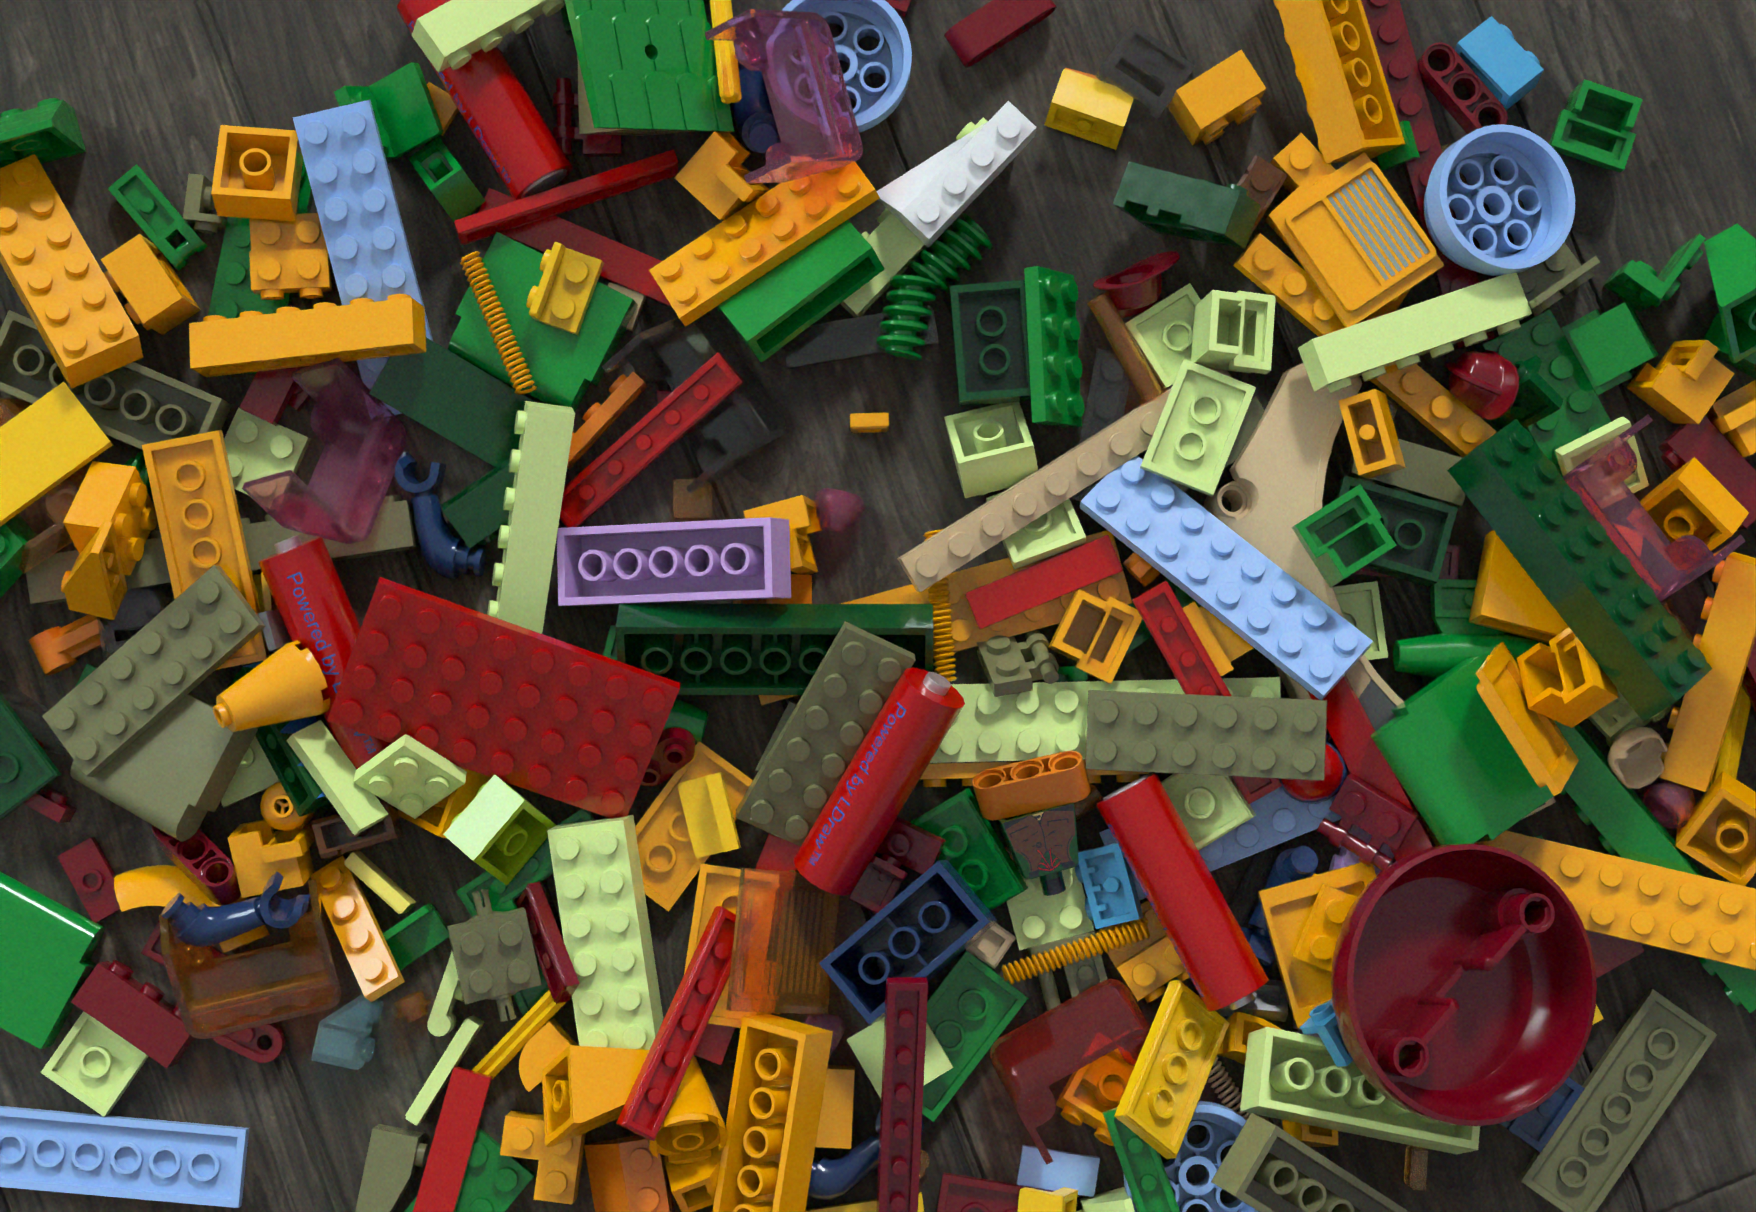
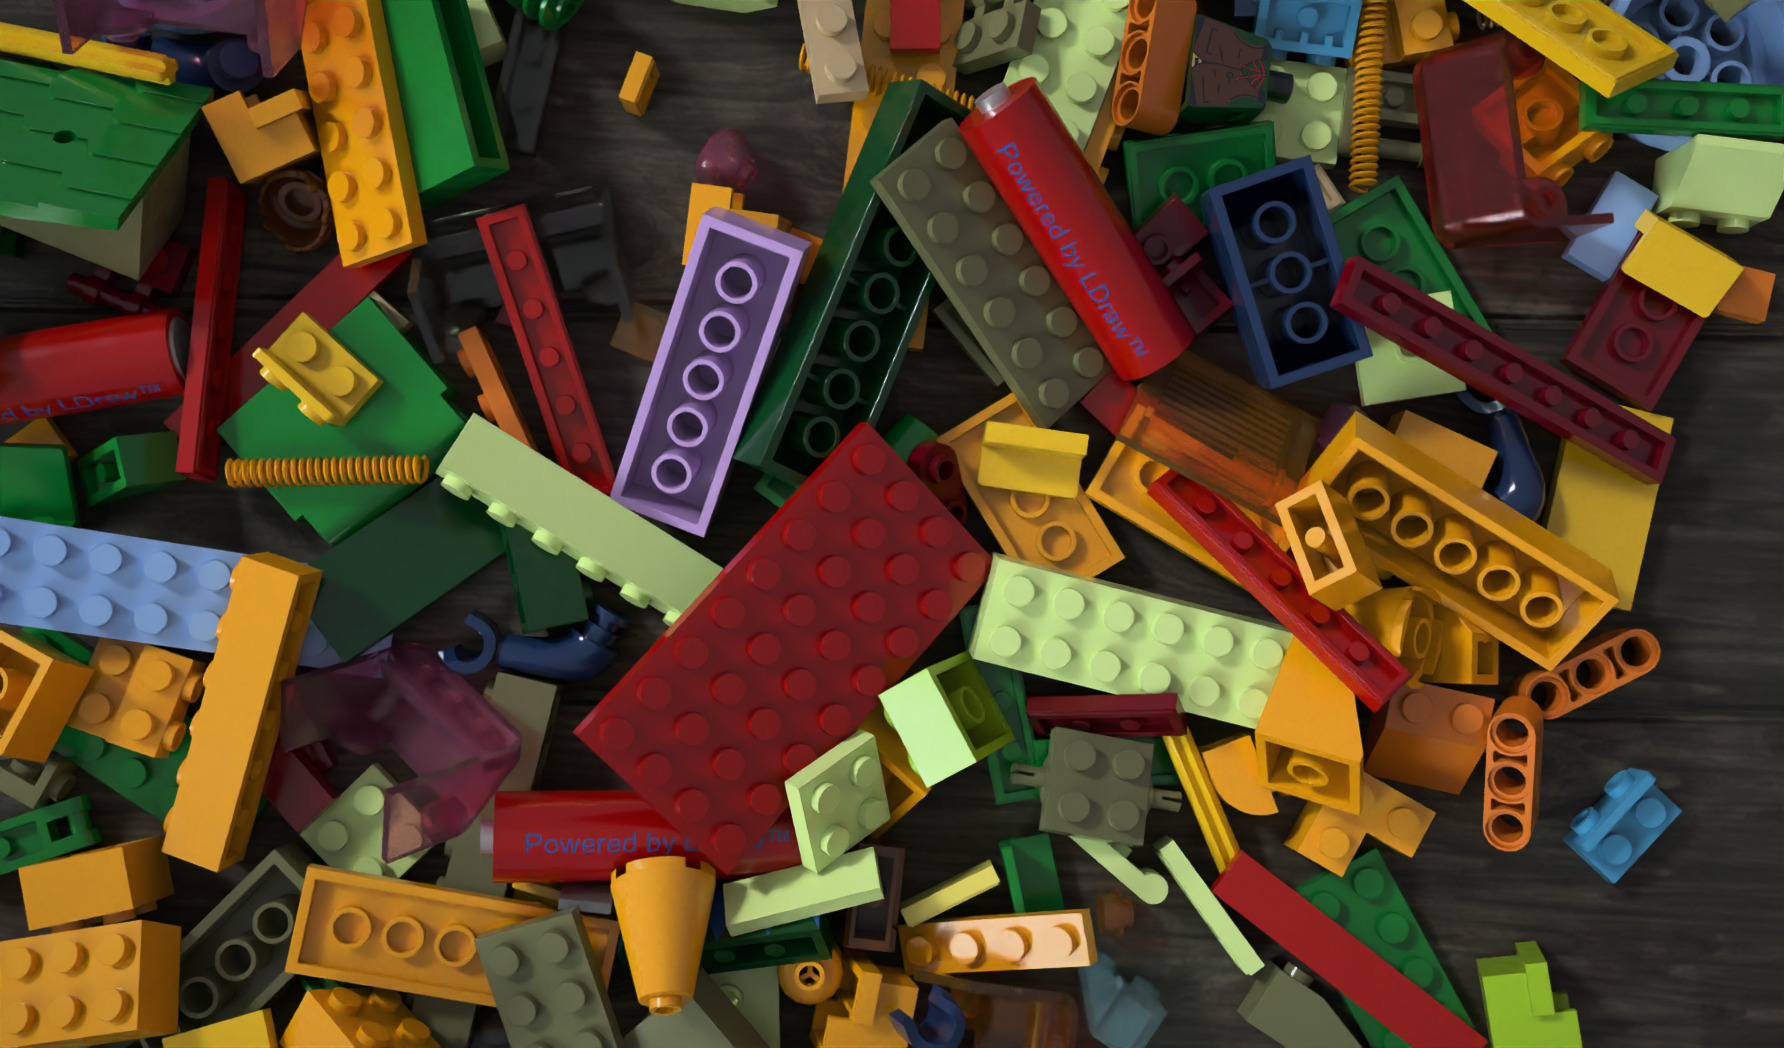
camera: 75 degrees left, 0 degrees up
(677, 219) = (297, 209): none -> reddish brown hair
(720, 1045) = (1328, 546): none -> light orange brick

